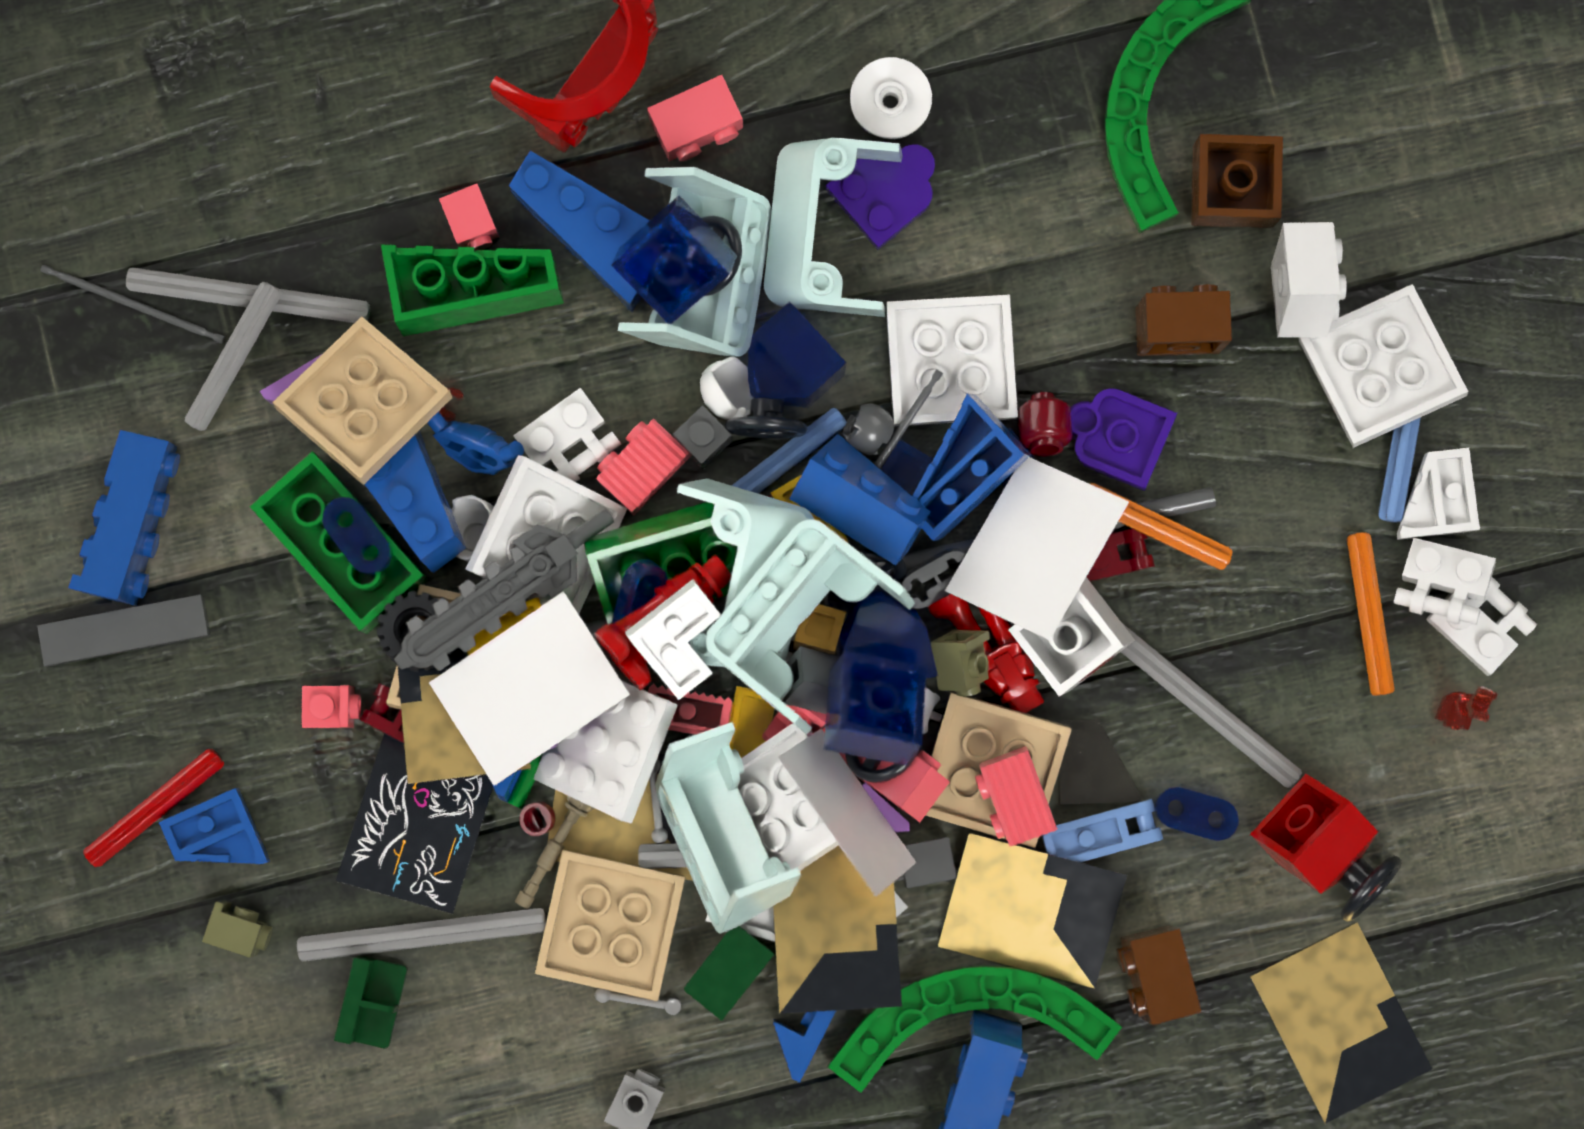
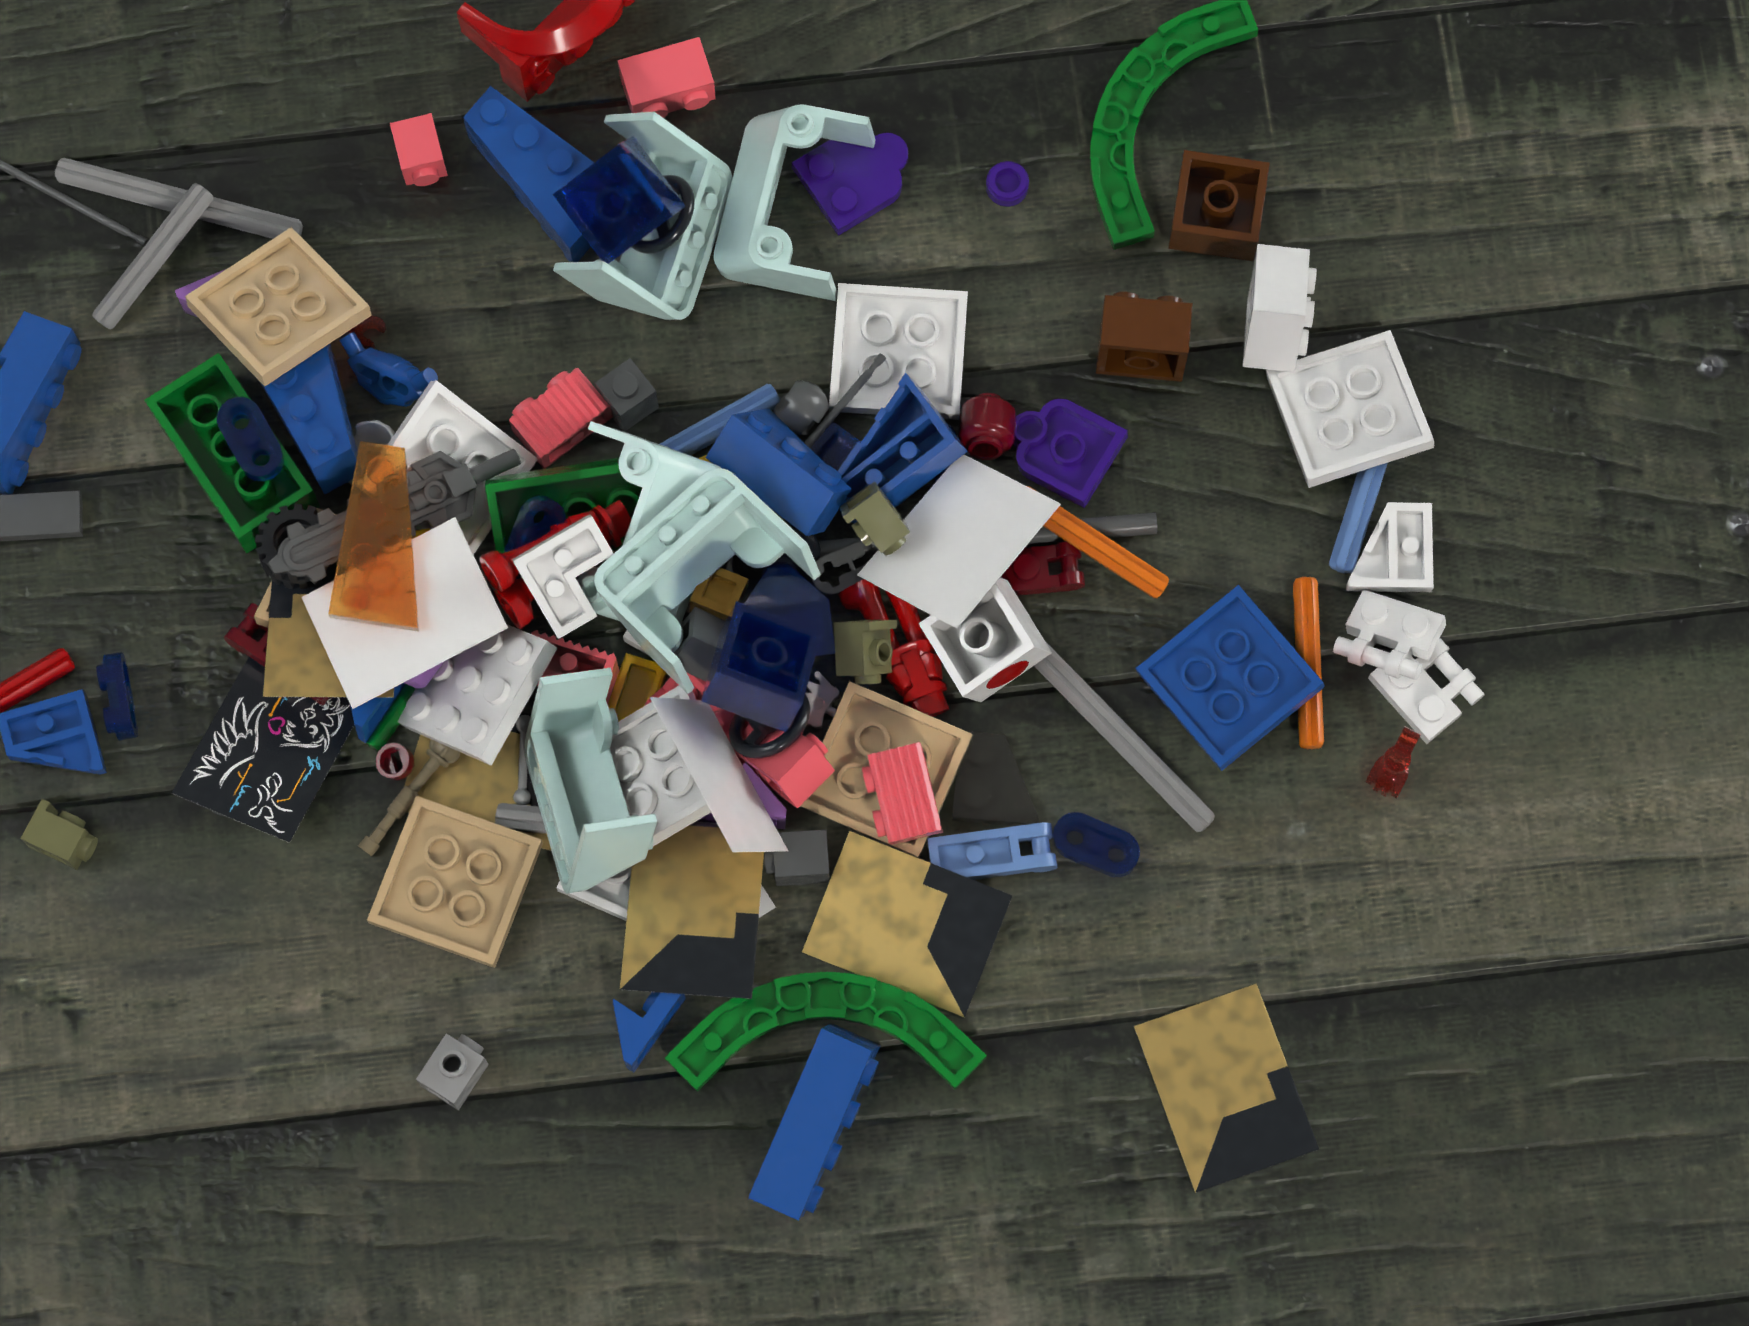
camera: 10 degrees right, 10 degrees down
(275, 805) = (115, 679): none -> clear blue plate
(330, 706) = (195, 622): coral bracket -> none
(371, 1002) = (187, 931): dark green panel -> none
(421, 934) = (253, 867): light grey axle -> none
(466, 285) = (406, 214): green wedge -> none
(495, 635) = (376, 551): none -> clear orange wing
(561, 429) = (485, 371): white plate -> none
(671, 1006) = (508, 977): light grey hinge -> none
(726, 388) = (662, 350): white hair -> none
(728, 971) = (574, 943): dark green panel -> none
(786, 367) = (723, 334): clear blue piece -> none
(891, 78) = (875, 66): white dish -> none
(957, 539) = (876, 519): none -> olive brick
(1031, 179) = (1007, 183): none -> dark purple tile
(1159, 975) = (1032, 1000): reddish brown brick -> none
(1302, 641) = (1230, 677): none -> blue plate
(1323, 843) = (1225, 884): red piece -> none

